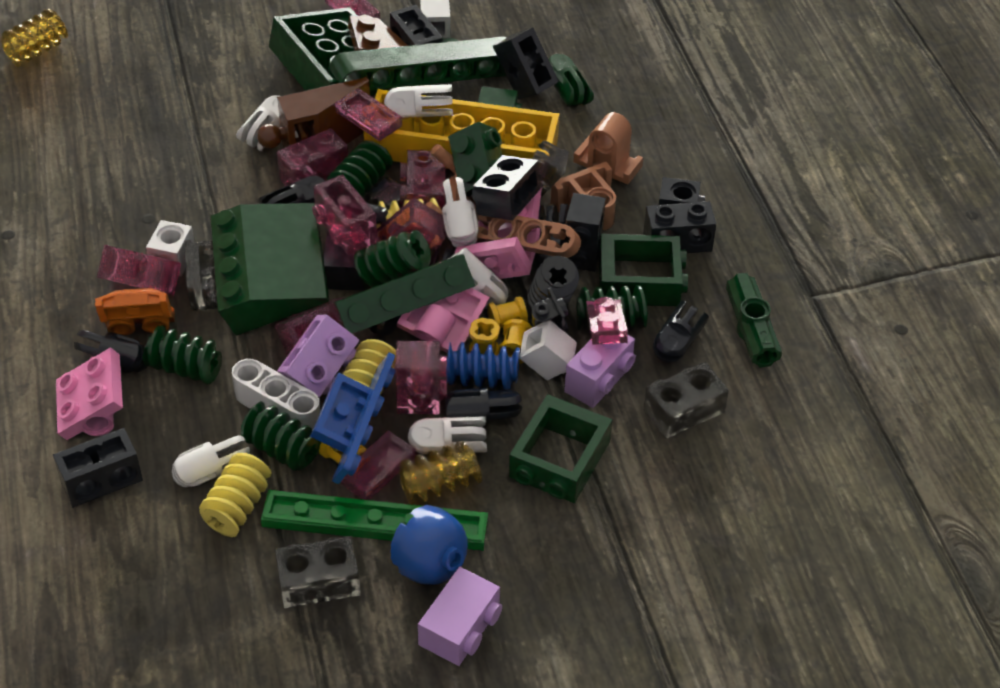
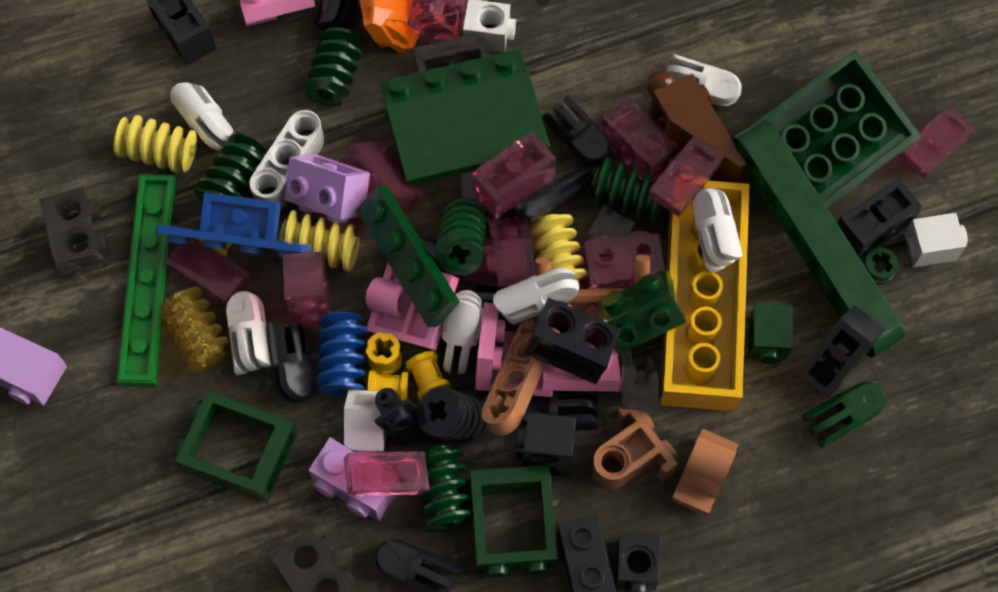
camera: 85 degrees right, 20 degrees up
(371, 34) = (852, 171): wing -> none
(429, 546) = (84, 326): blue cylinder -> none

